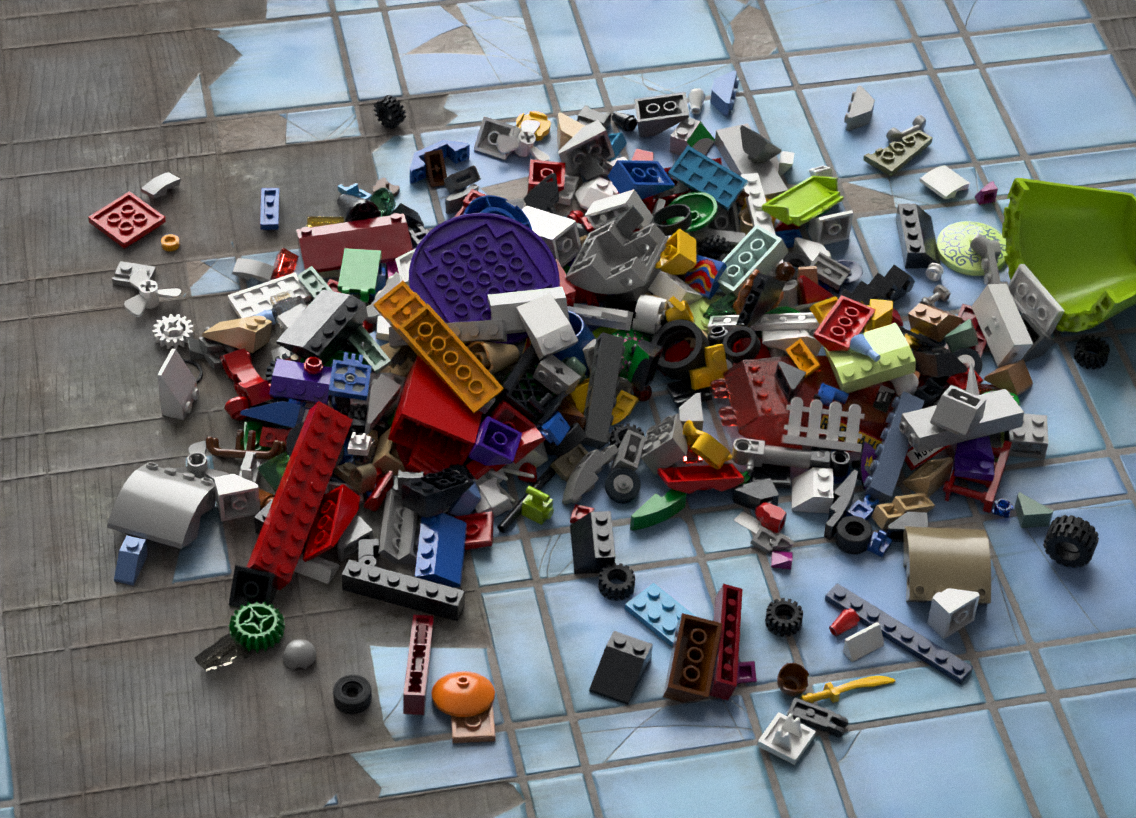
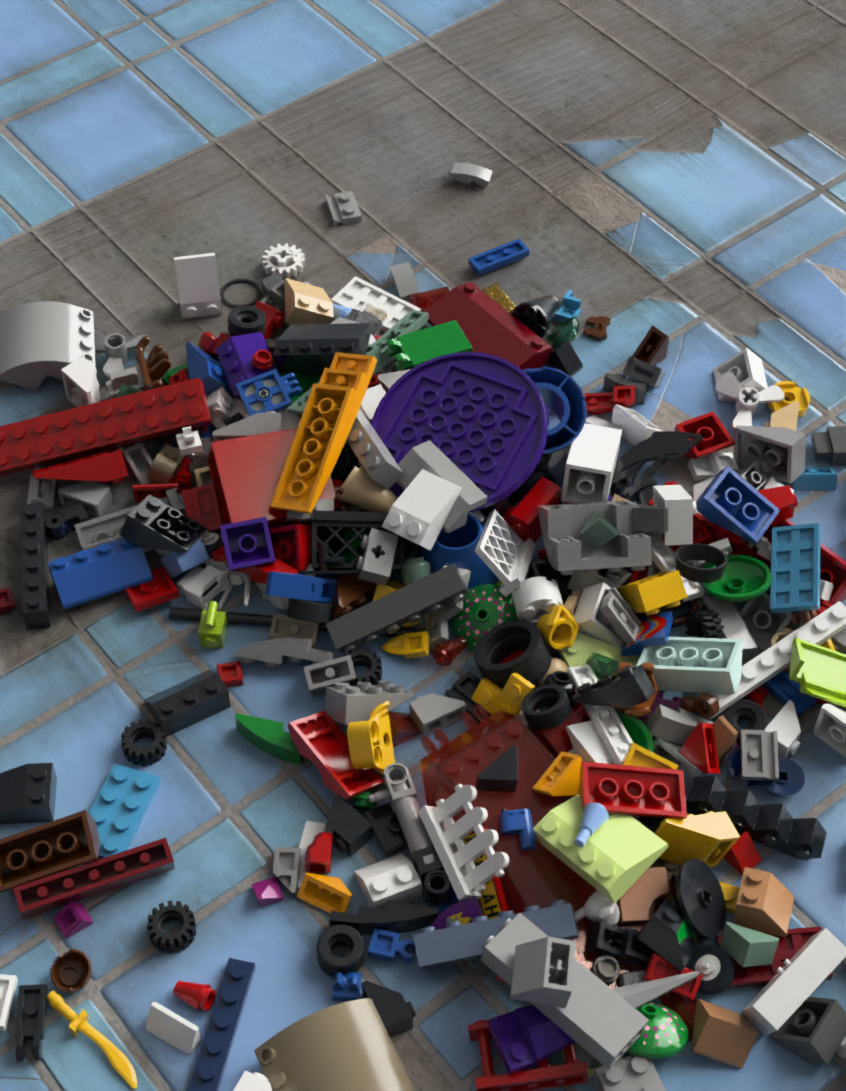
camera: 65 degrees right, 5 degrees up
(127, 219) = (409, 172): plate -> none
(148, 294) = (317, 224): white piece -> none
(170, 242) = (404, 213): light orange tile -> none
(247, 369) = (246, 320): none -> black tyre
(389, 111) = (700, 280): black tyre -> none
(454, 150) = (678, 341): blue slope -> none
(528, 468) = (258, 600): red tile -> none
(616, 251) = (598, 531): none -> sand green slope
(622, 485) = (287, 690): black wheel -> none
(643, 364) = (460, 631): black slope -> none
(686, 279) = (620, 615): none -> light grey plate
(804, 527) = (325, 892): none -> light orange slope
(883, 398) = (573, 893): sticker -> none
(887, 513) = (418, 989): tan slope -> none
(930, 476) = (485, 999): tan slope -> none
(940, 292) = (826, 896): light grey bar -> none

